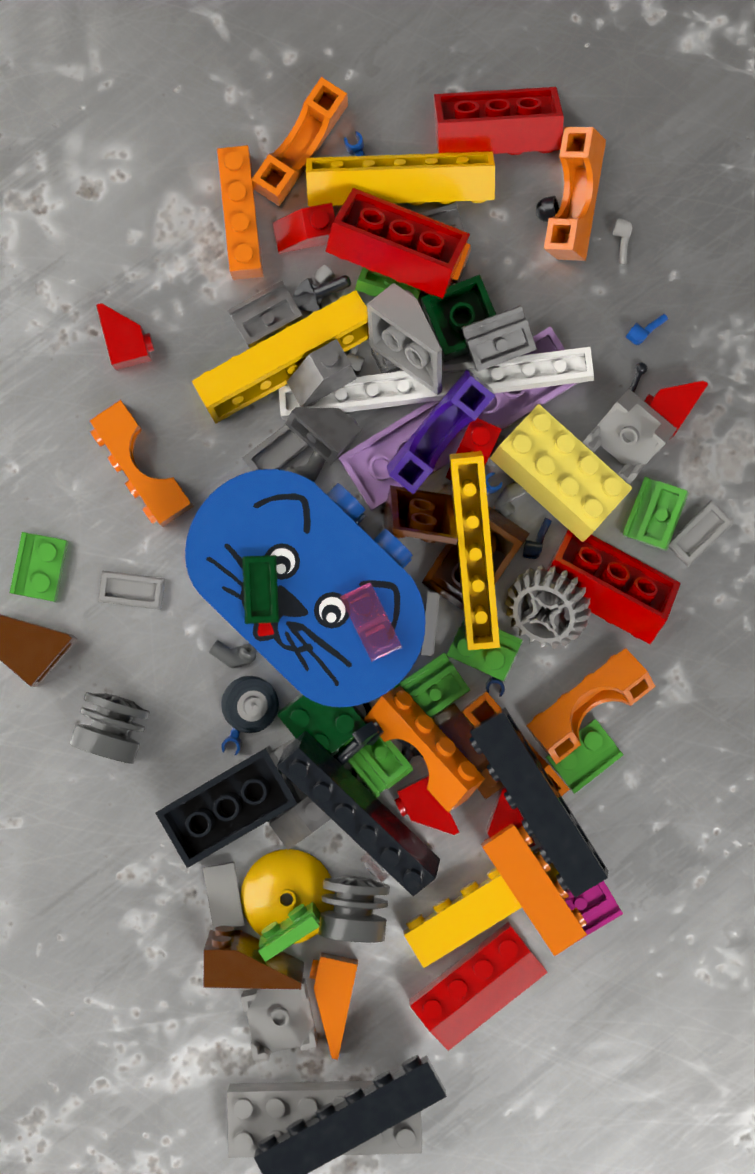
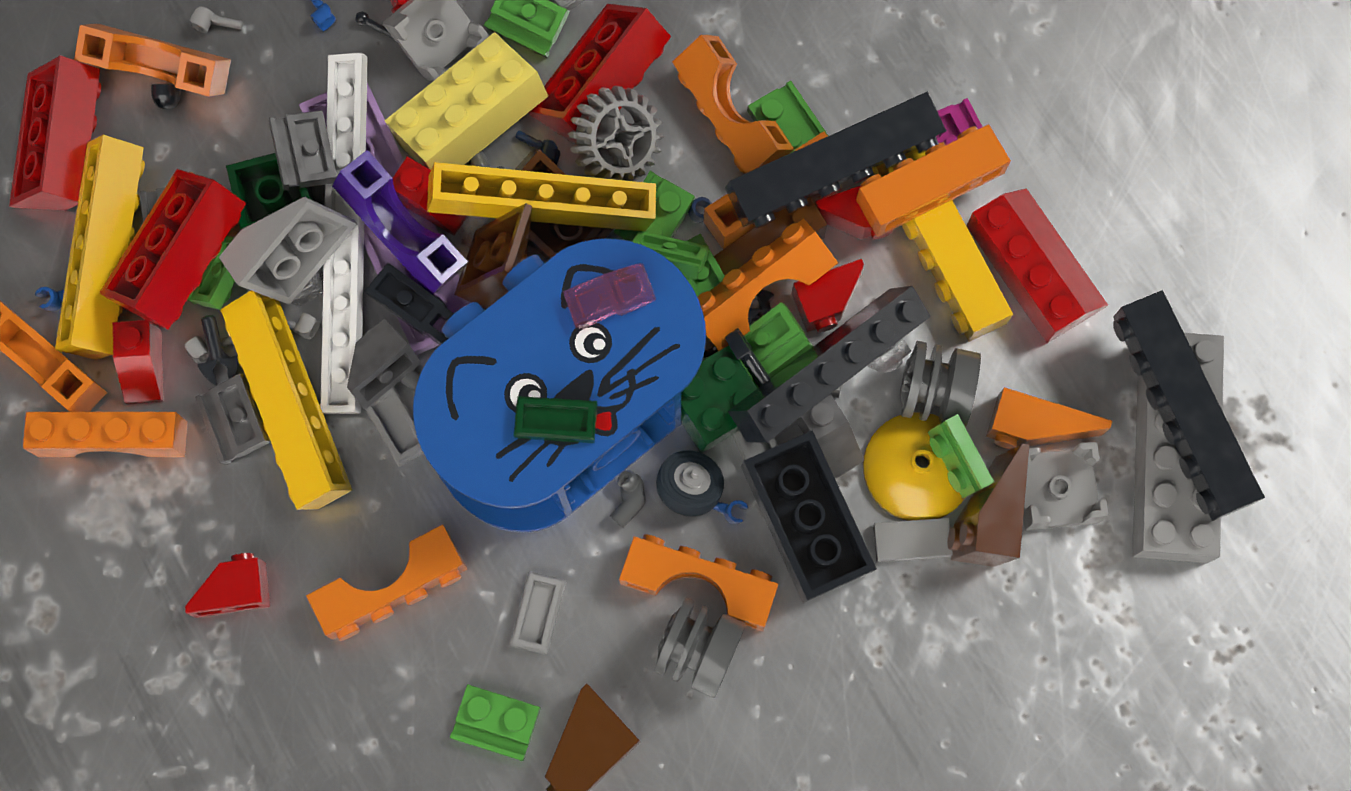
camera: 85 degrees left, 10 degrees down
(160, 761) = (653, 566): none -> orange arch
(321, 374) = (312, 355): flat silver slope -> none
(376, 451) = (409, 302): none -> black hinge
(441, 663) = (685, 255): none -> bright green plate

